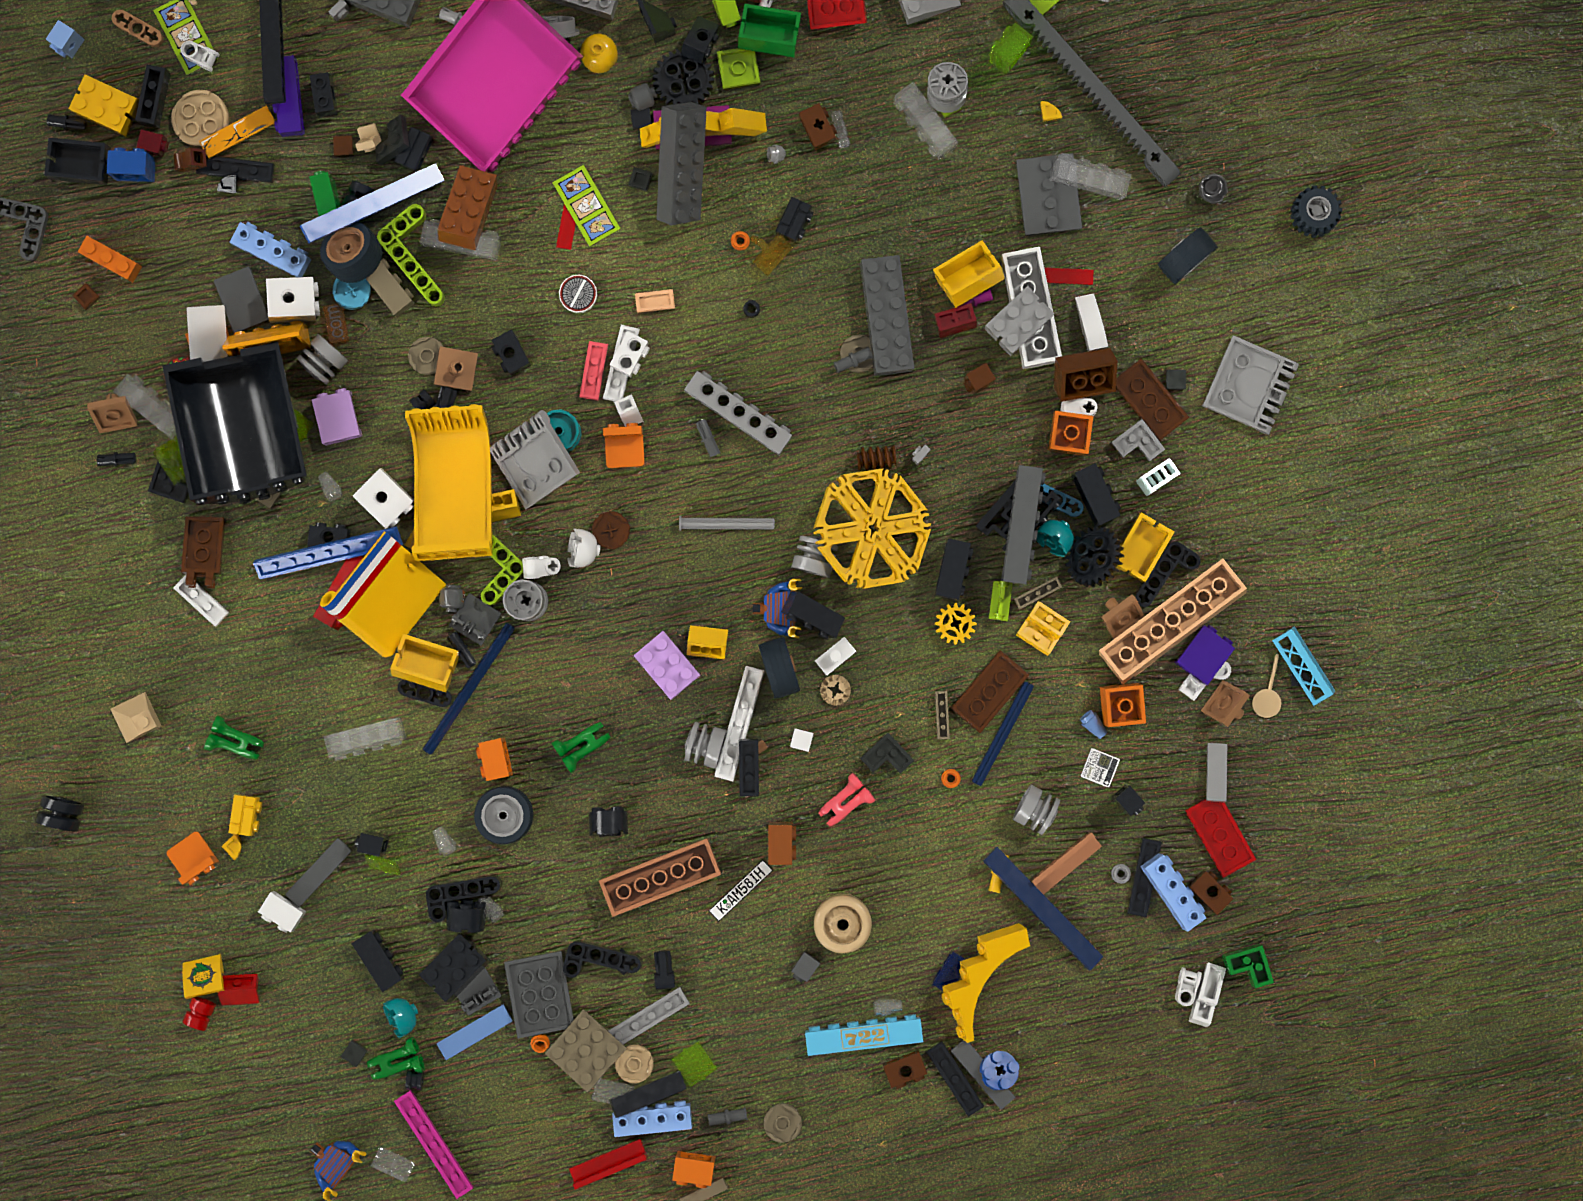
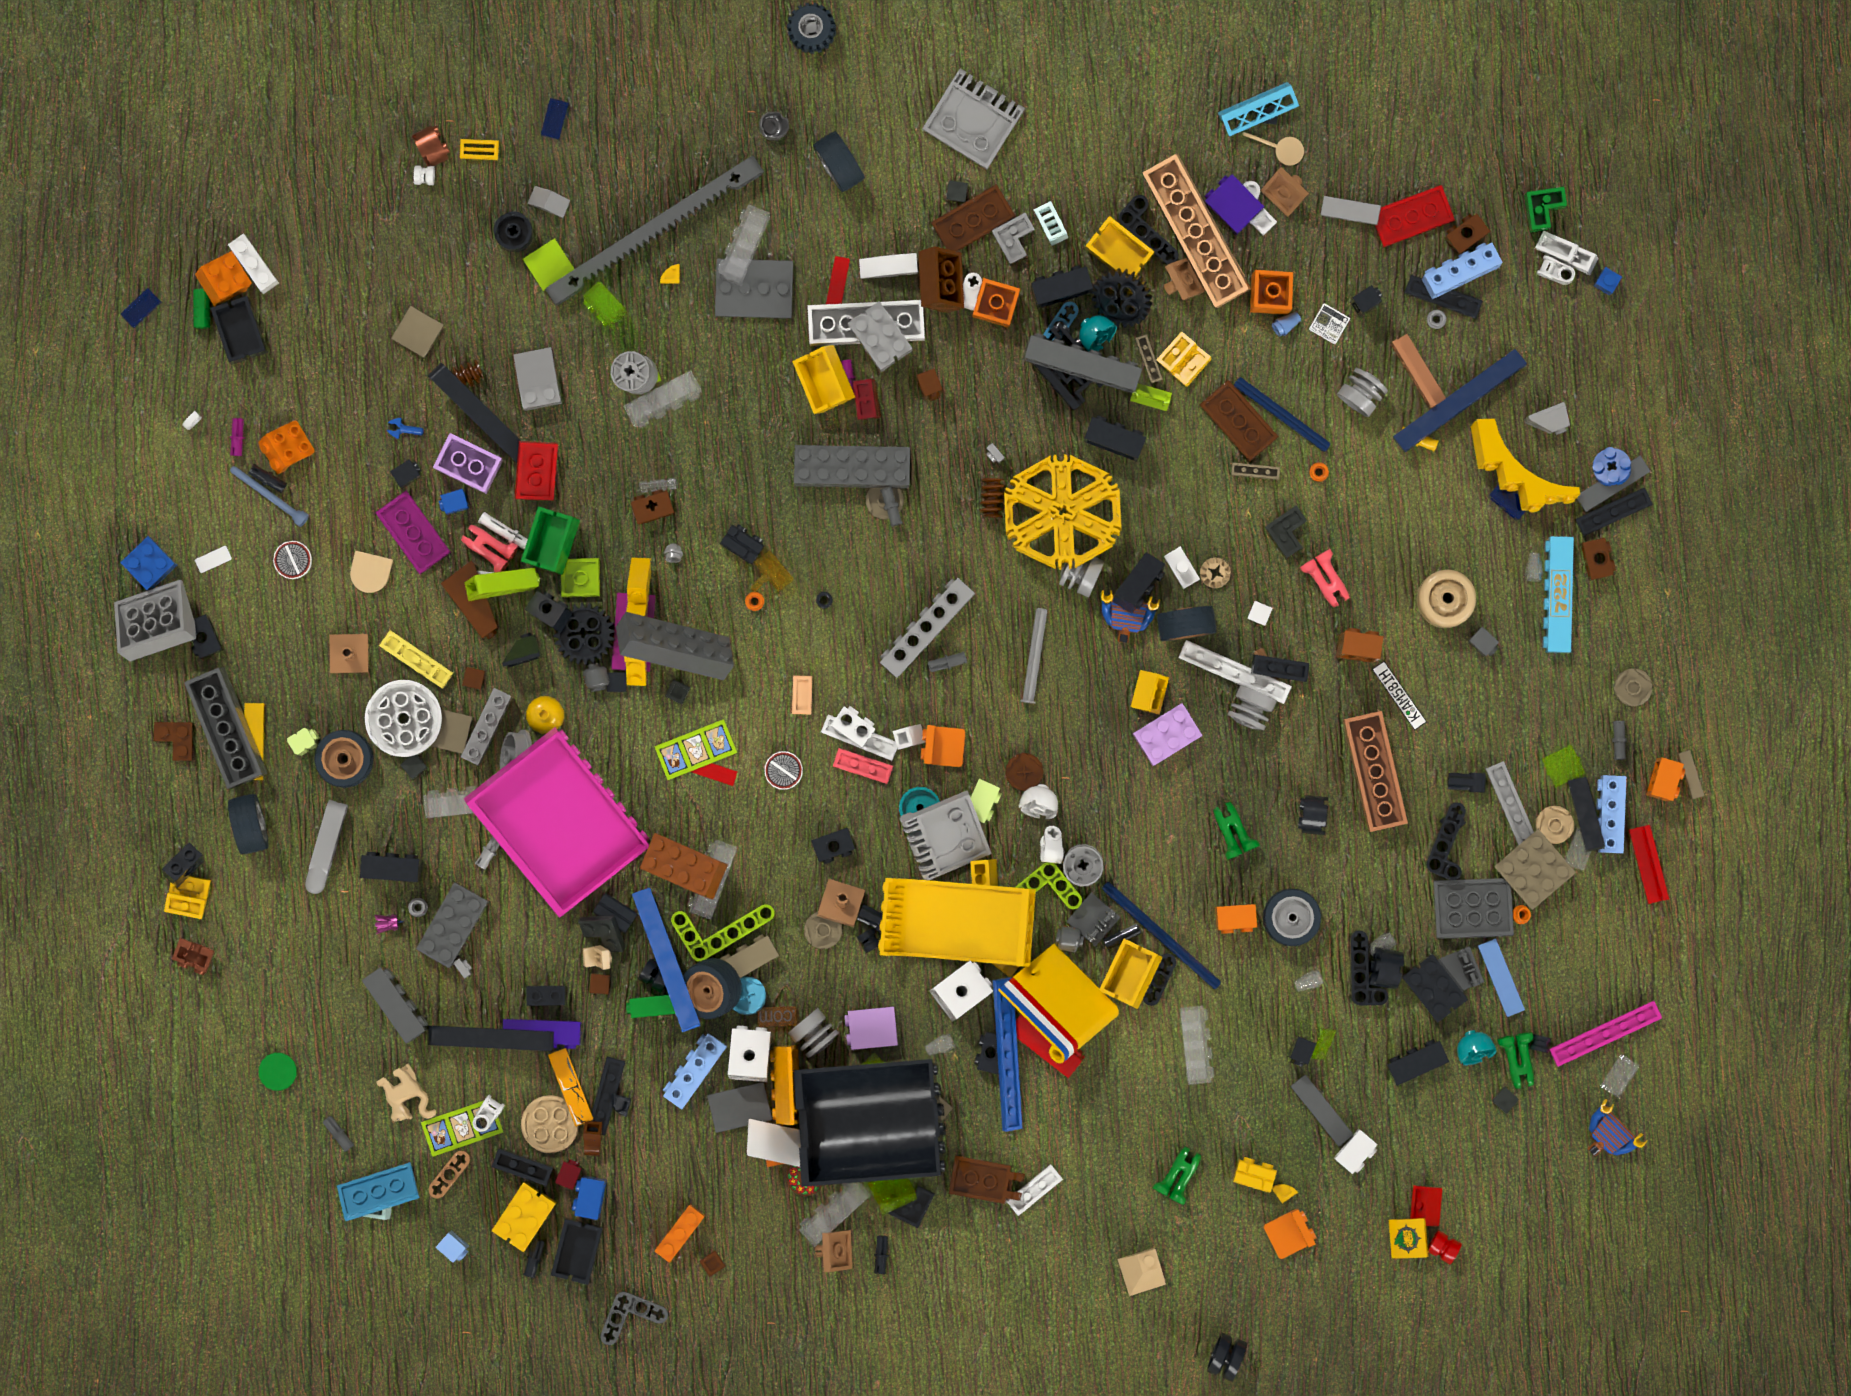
camera: 90 degrees left, 0 degrees up
(577, 493) = (983, 799): none -> yellowish green brick
(966, 619) = (1169, 452): yellow gear -> none
(1037, 1003) = (1550, 420): none -> light grey slope
(1185, 1039) = (1607, 281): none -> blue brick

